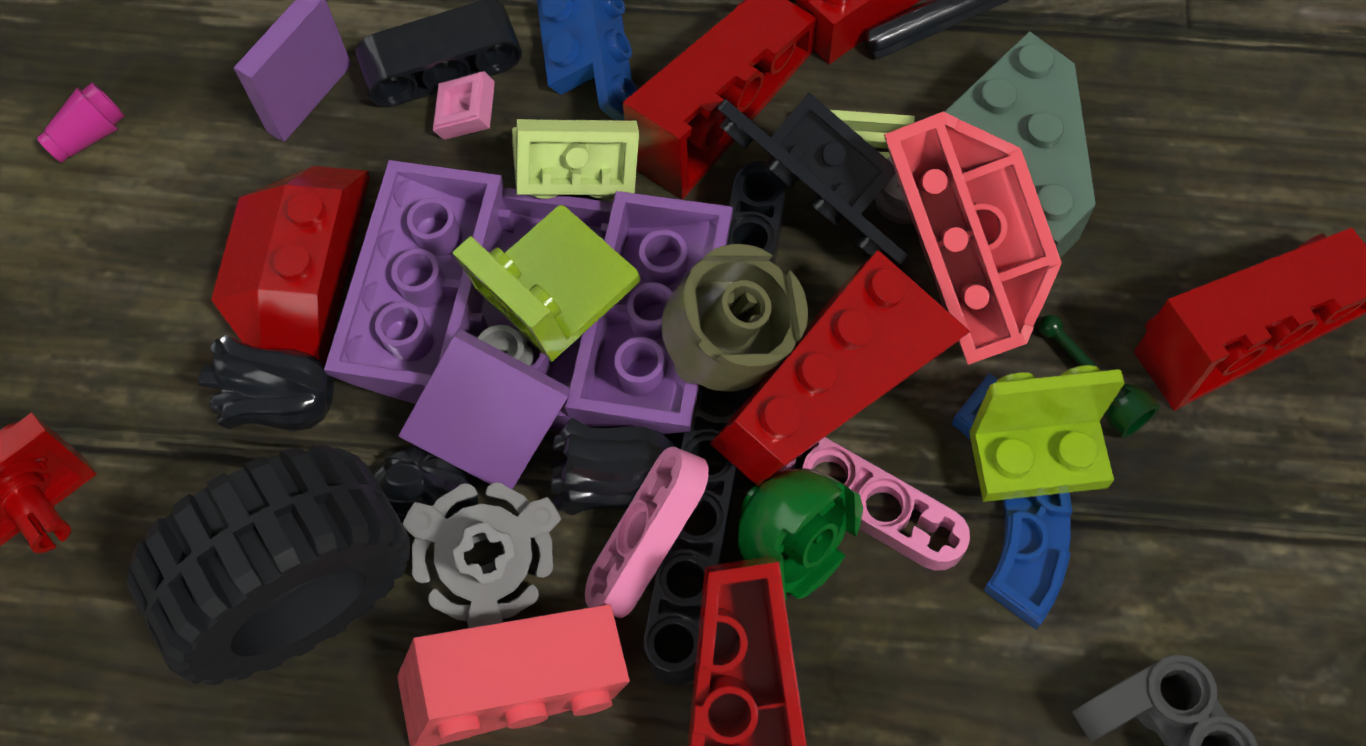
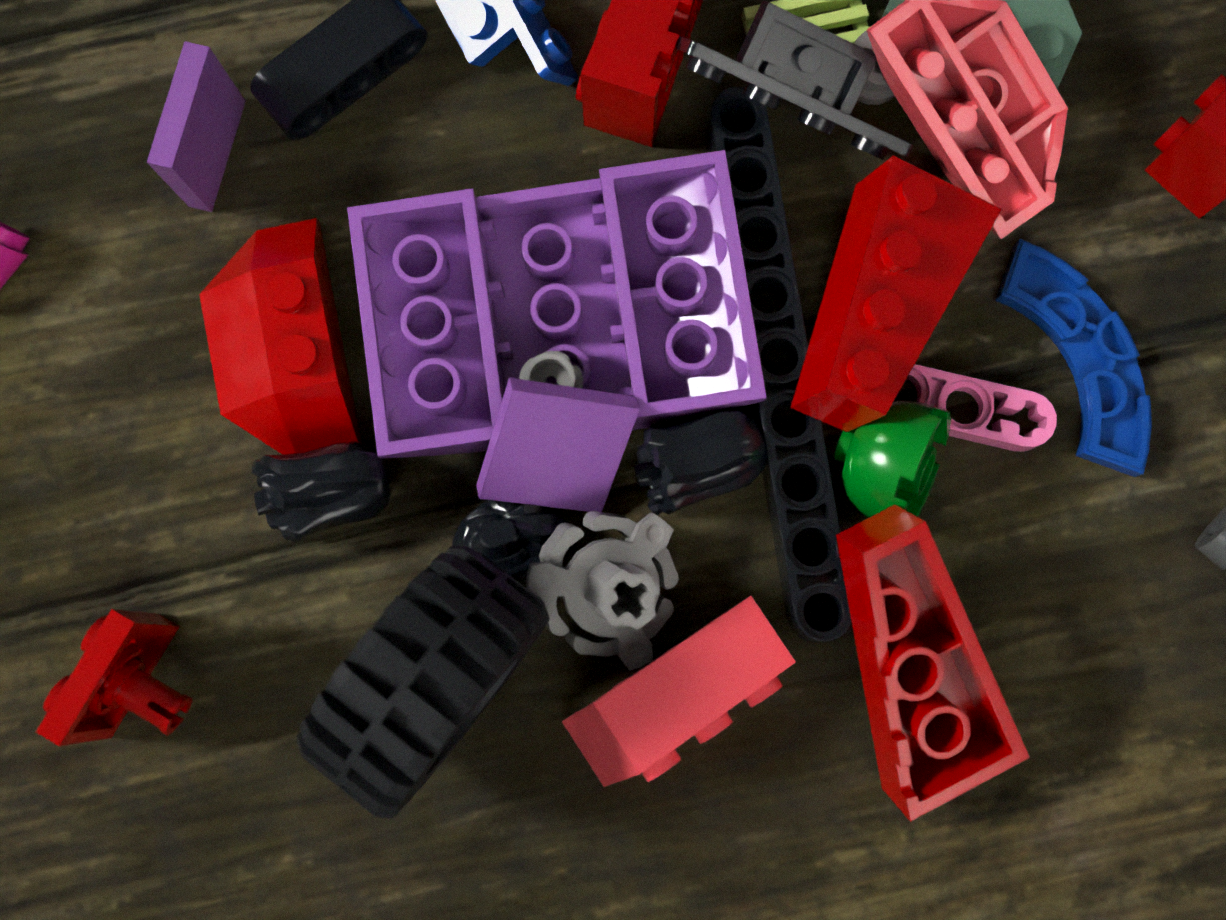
camera: 20 degrees left, 15 degrees up
(464, 105) = (390, 114): bright pink tile -> none
(550, 280) = (576, 289): lime bracket -> none
(575, 157) = (539, 142): yellowish green bracket -> none
(647, 531) = (777, 476): bright pink beam -> none
(733, 318) = (781, 278): olive brick -> none
(1044, 434) = (1101, 295): lime bracket -> none
(1132, 405) = (1156, 232): dark green hinge -> none

